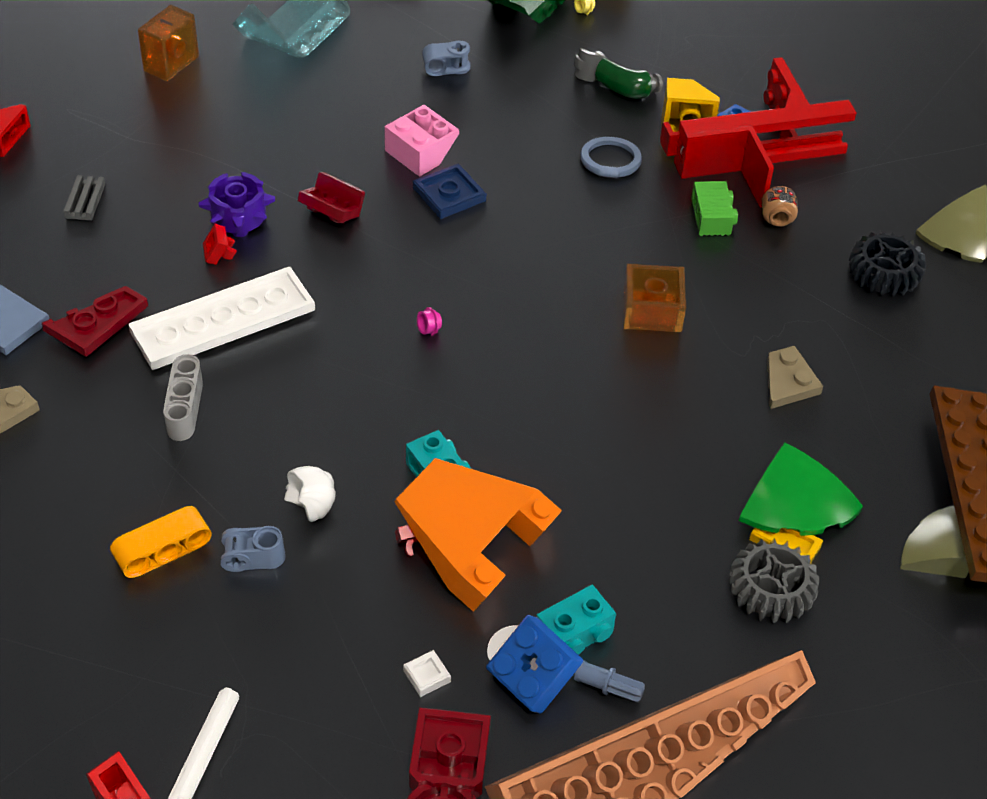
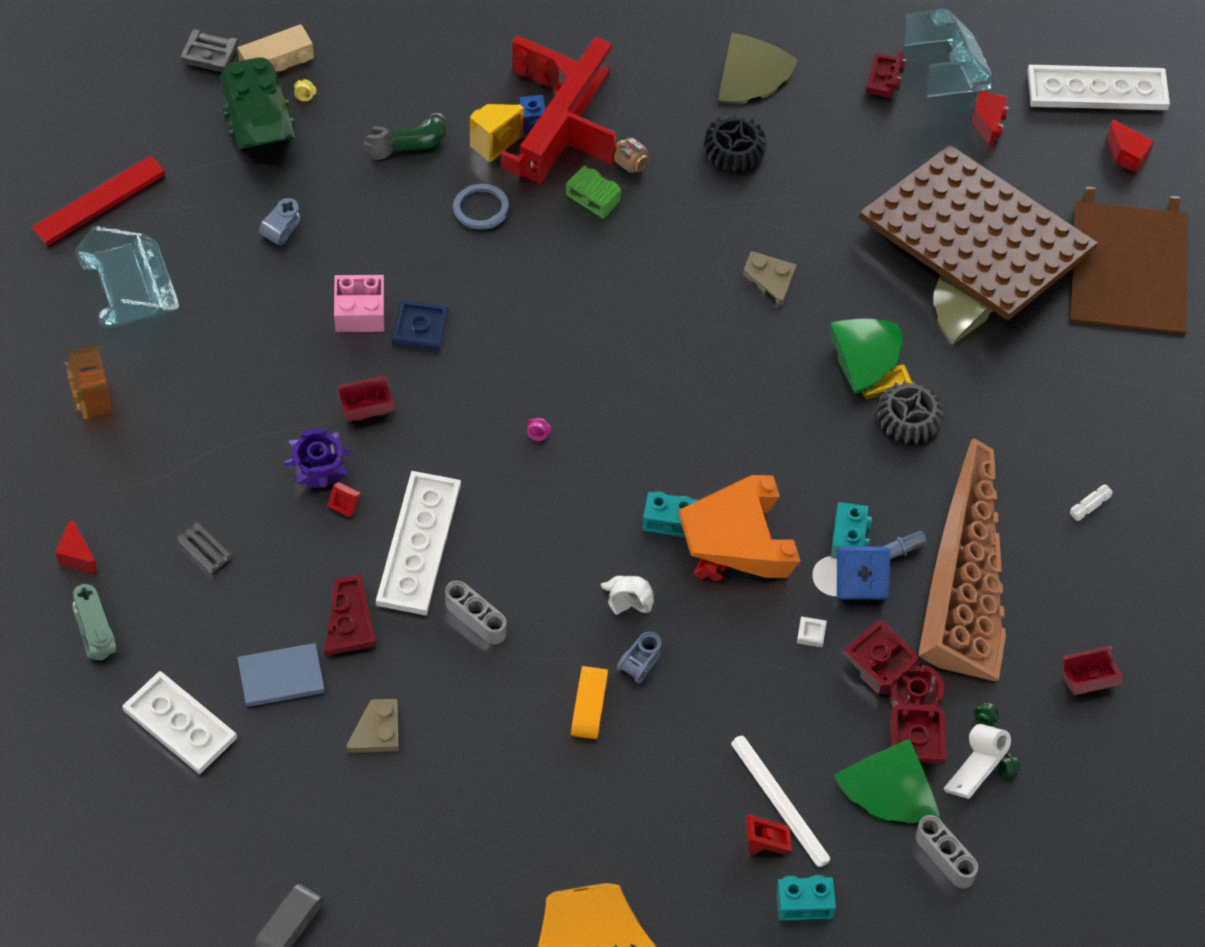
camera: 50 degrees left, 10 degrees up
(654, 298) = (646, 291): clear orange brick -> none

